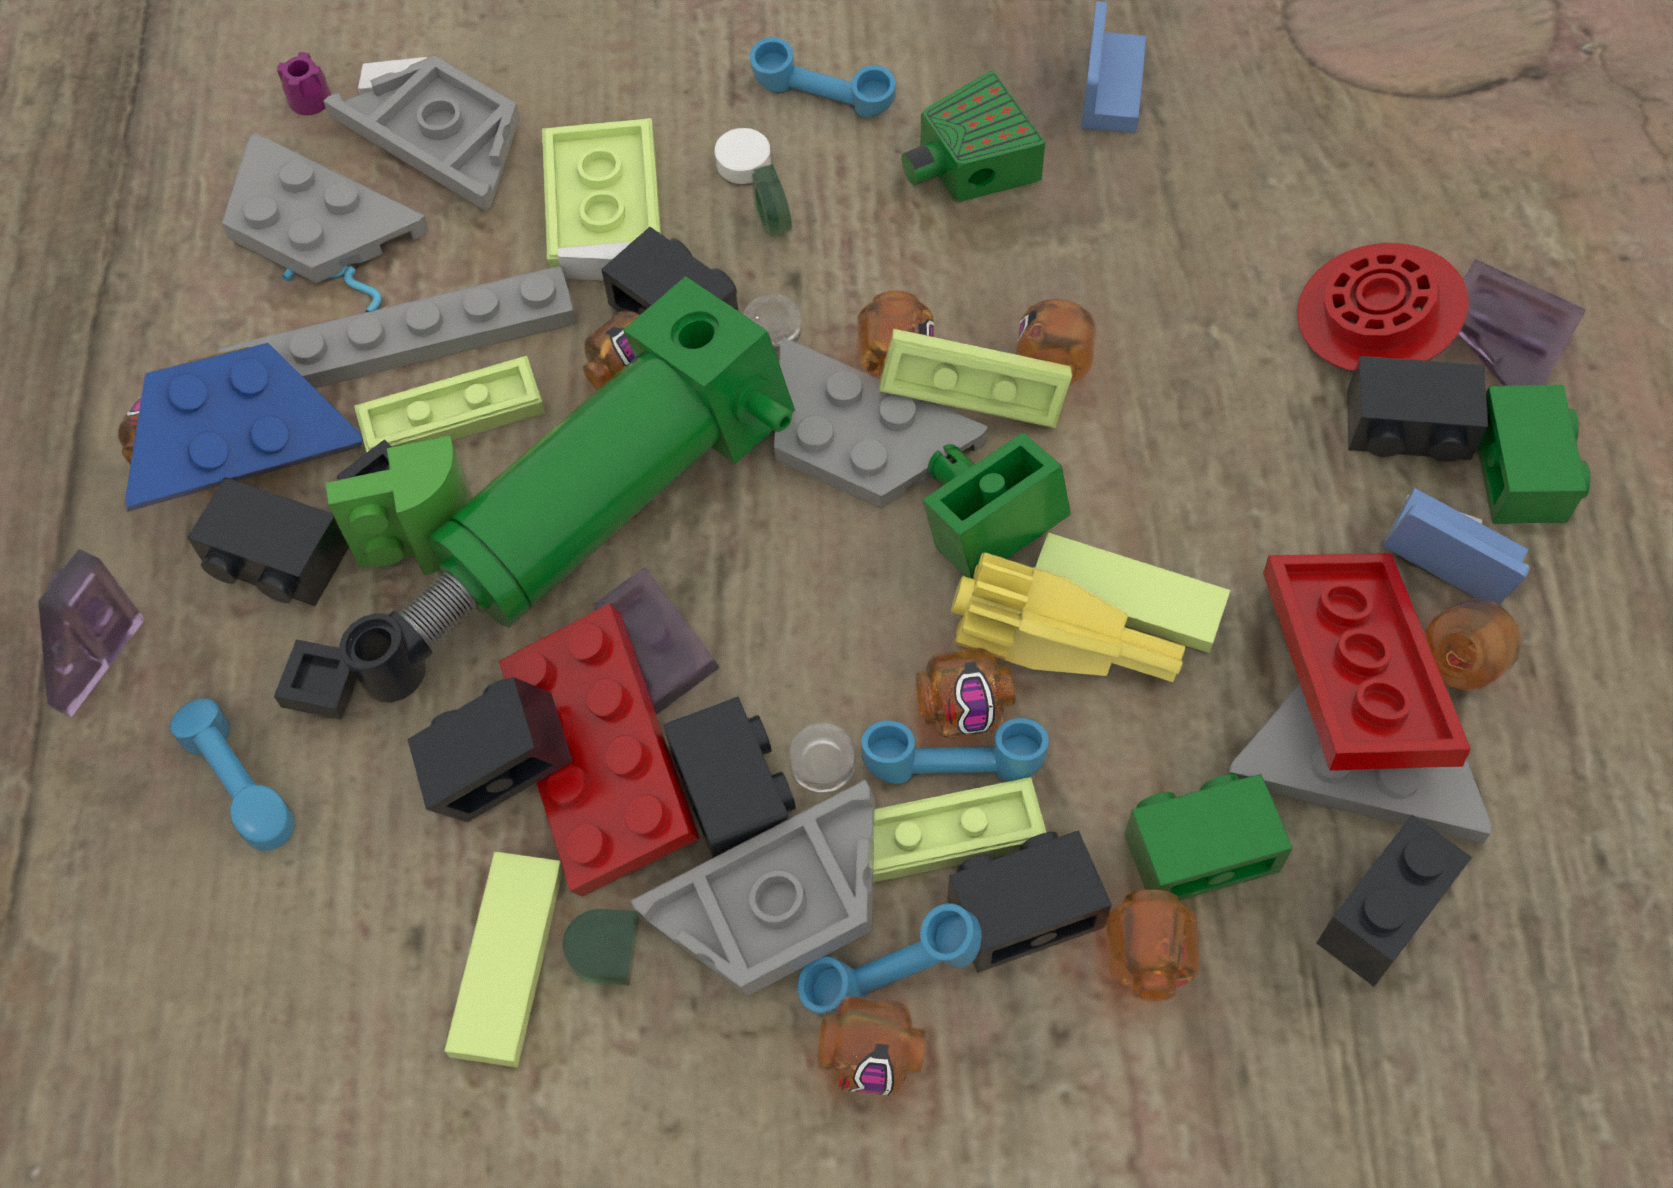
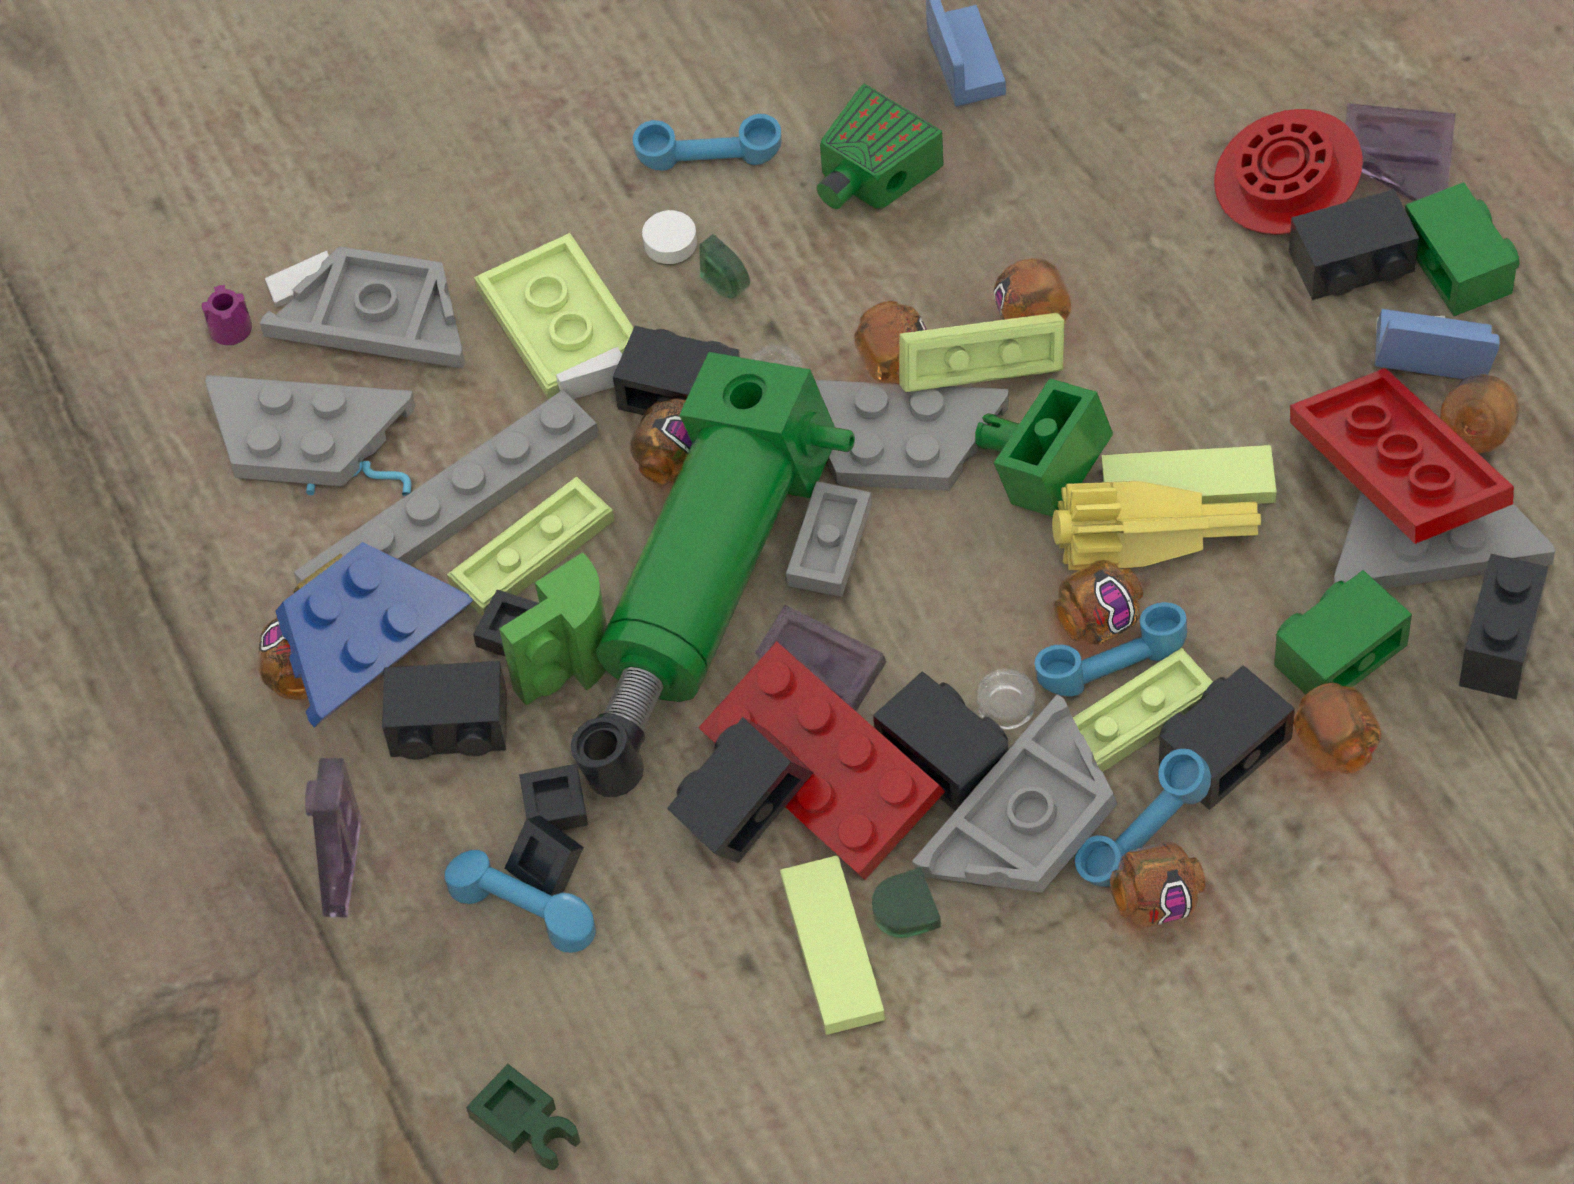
camera: 20 degrees left, 5 degrees down
(86, 1011) = (519, 1112): none -> dark green plate
(272, 738) = (544, 856): none -> black plate
(730, 513) = (828, 539): none -> light grey plate

